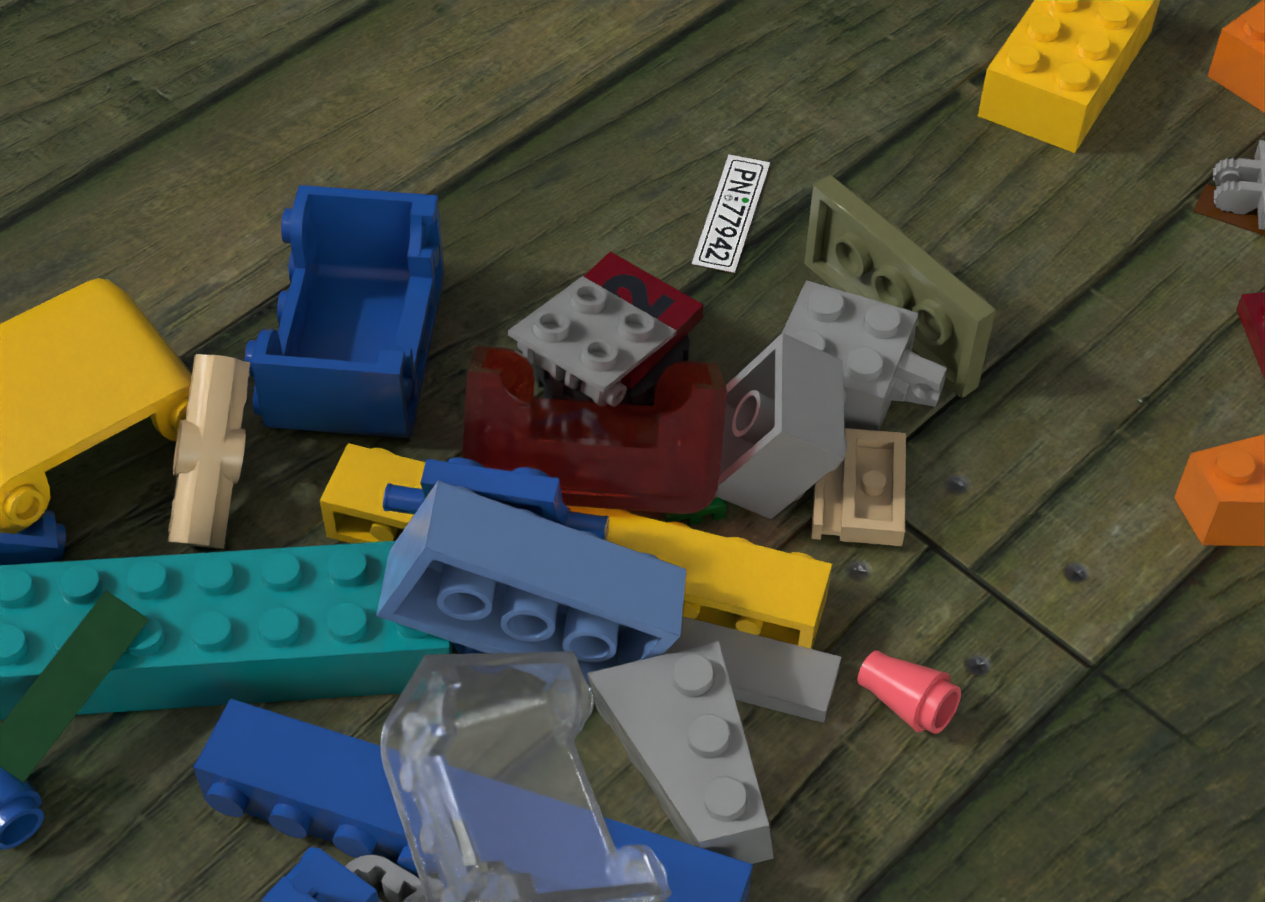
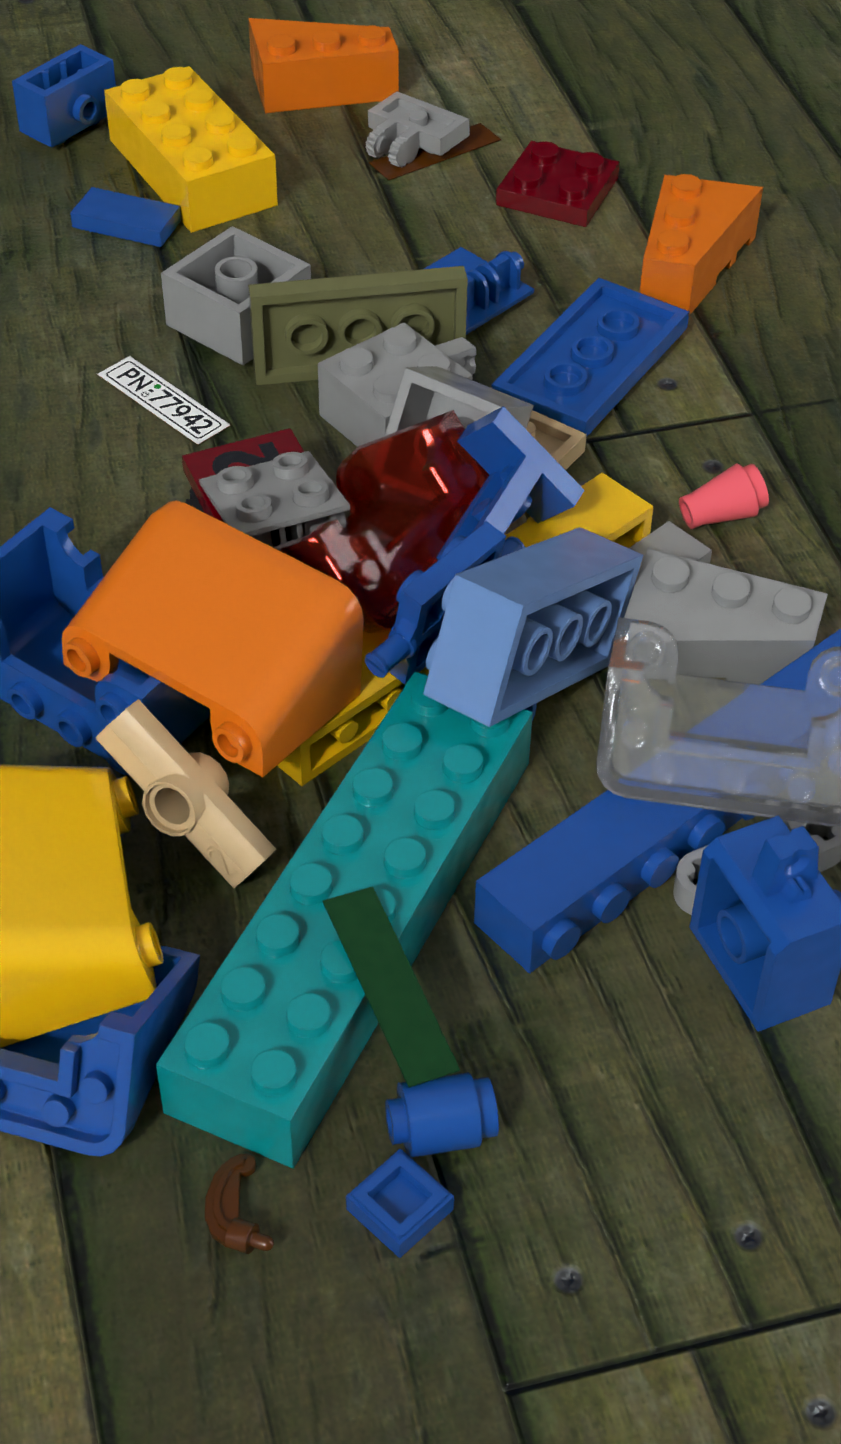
camera: 60 degrees left, 5 degrees down
(349, 381) = (227, 626): none -> orange windscreen
(679, 491) = (519, 479): none -> blue bracket
(888, 167) = (210, 290): none -> light grey brick
(948, 62) = (126, 216): none -> blue tile
(1043, 487) = (593, 354): none -> blue plate
(1061, 343) = (491, 284): none -> blue hinge

